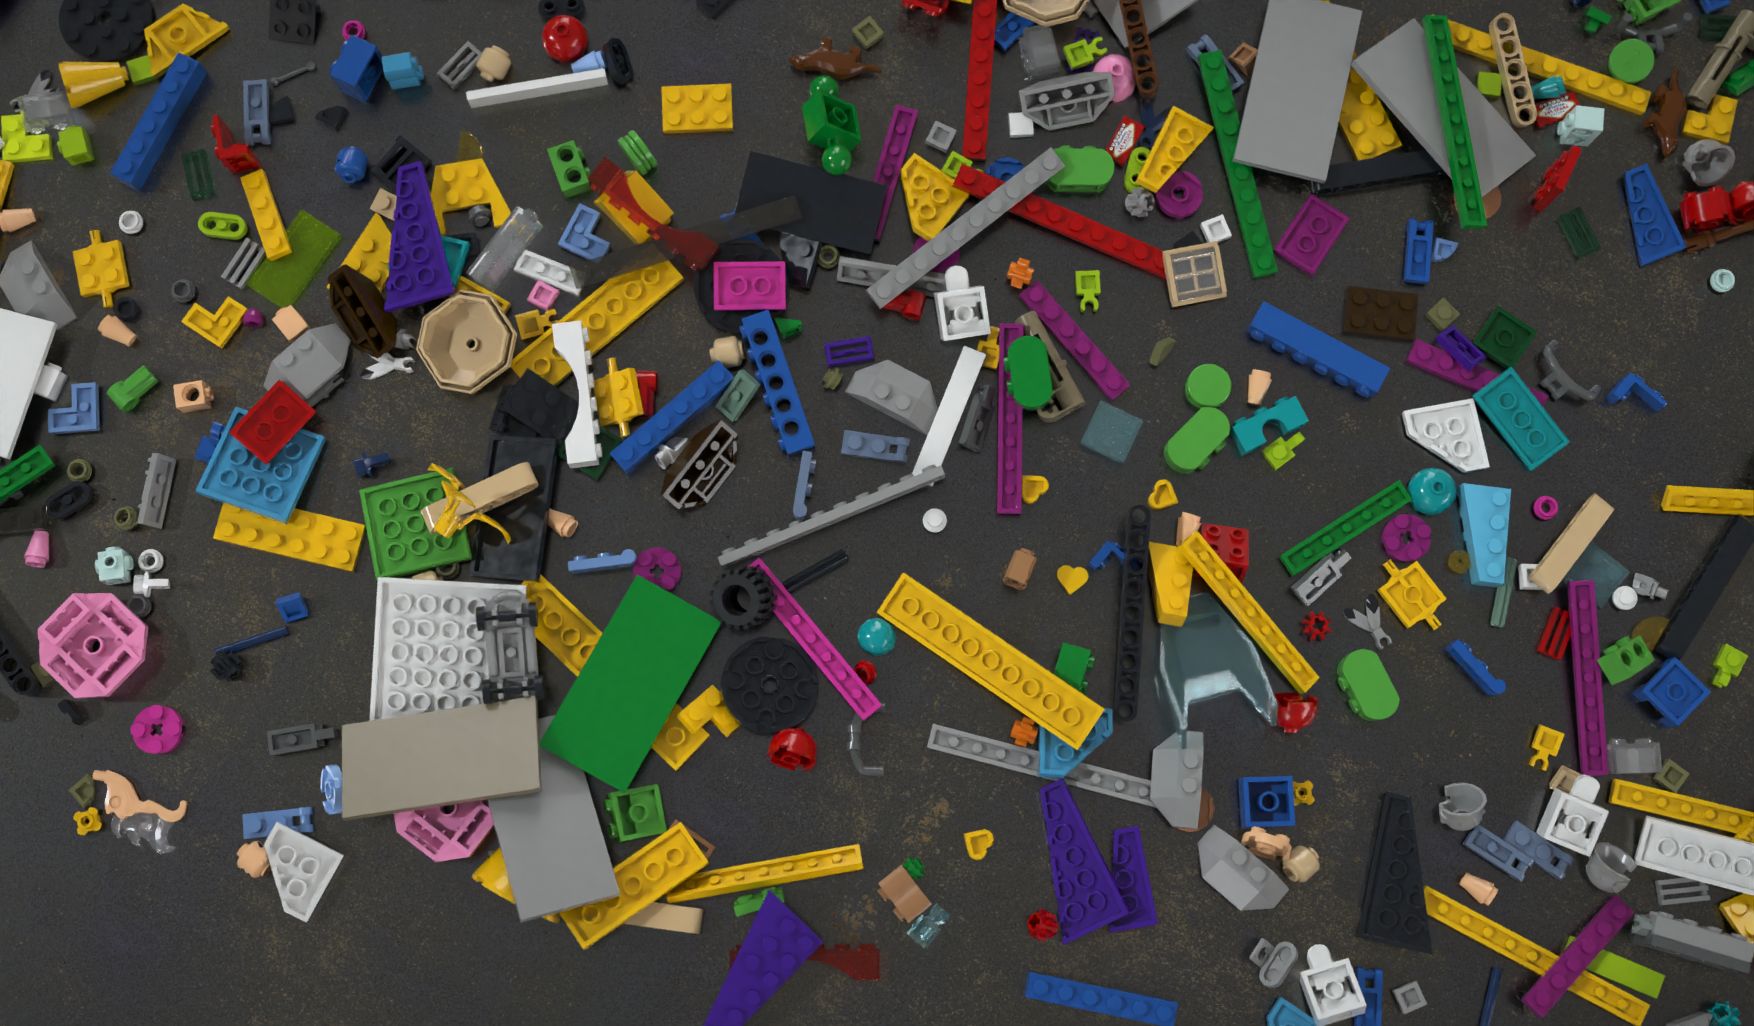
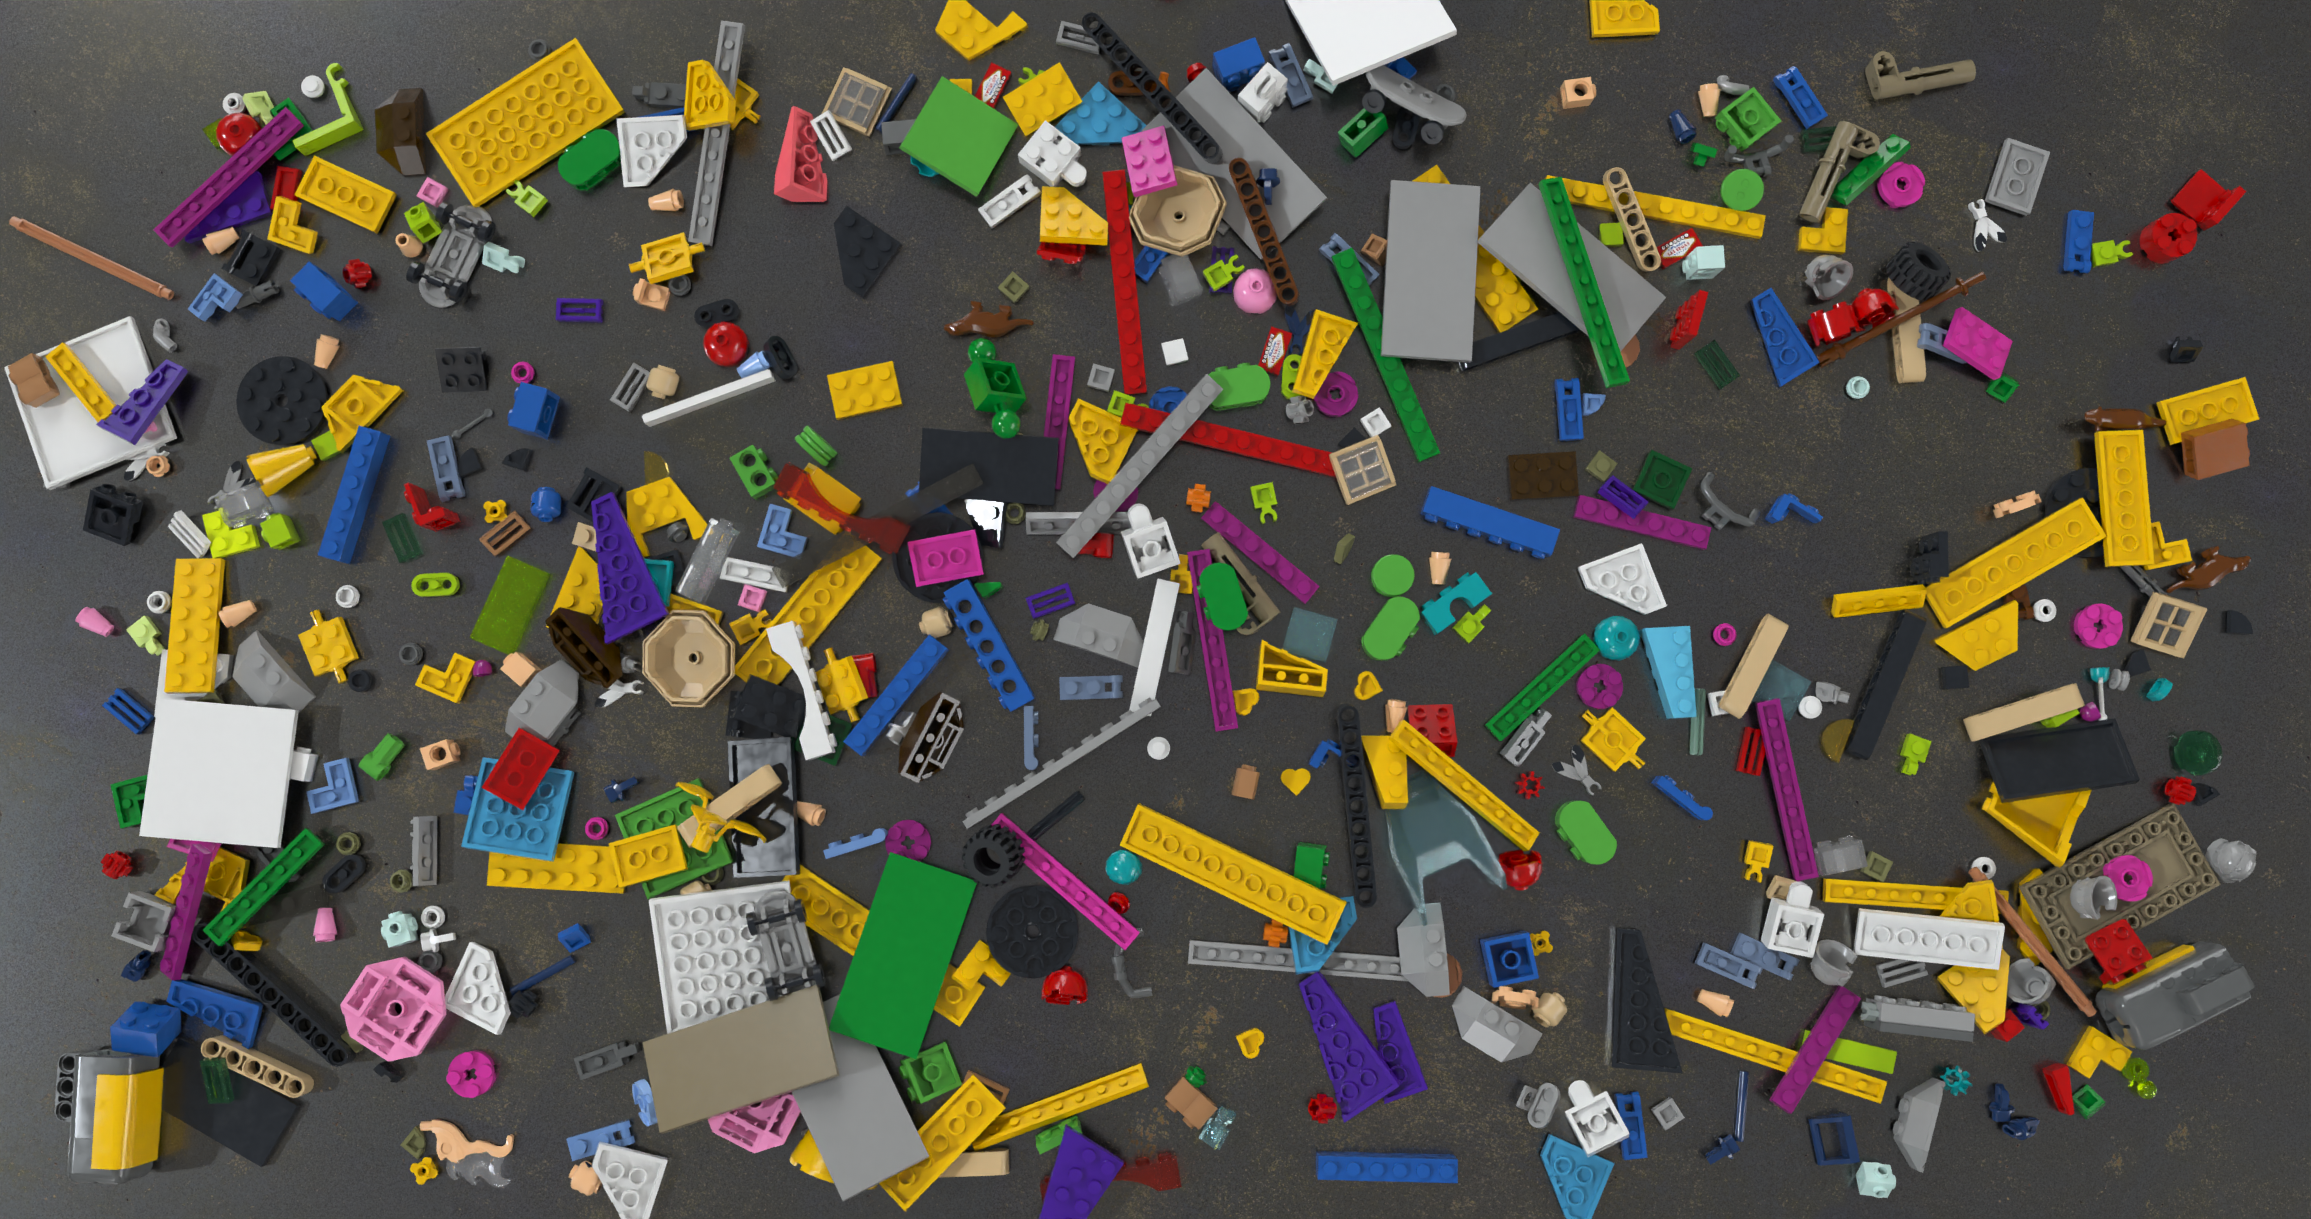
camera: 10 degrees left, 5 degrees up
(114, 329) = (354, 703): light nougat cone -> none
(183, 643) = (478, 990): none -> white plate
(237, 259) = (455, 614): light grey tile -> none
(266, 215) = (474, 567): yellow plate -> none
(303, 168) = (490, 507): none -> yellow plate
(321, 177) = (519, 521): none -> medium nougat tile
(332, 495) = (589, 828): none -> dark pink plate
(385, 535) = (648, 856): none -> yellow plate
(402, 70) = (576, 405): dark azure brick -> none
(738, 395) = (953, 663): sand green plate -> none
(1067, 99) = (1214, 321): light grey wedge -> none
(1083, 466) = (1289, 674): none -> yellow wedge
(1311, 235) = (1466, 411): magenta tile -> none
(1455, 565) = (1648, 695): clear yellow plate -> none
(1464, 807) = (1691, 931): light grey helmet -> none
(1520, 419) = (1689, 555): teal tile -> none
(1549, 88) = (1668, 229): teal cone -> none
(1625, 659) = (1819, 767): bright green brick -> none
(1669, 115) = (1784, 236): reddish brown animal -> none
(1673, 692) = (1867, 789): blue panel -> none

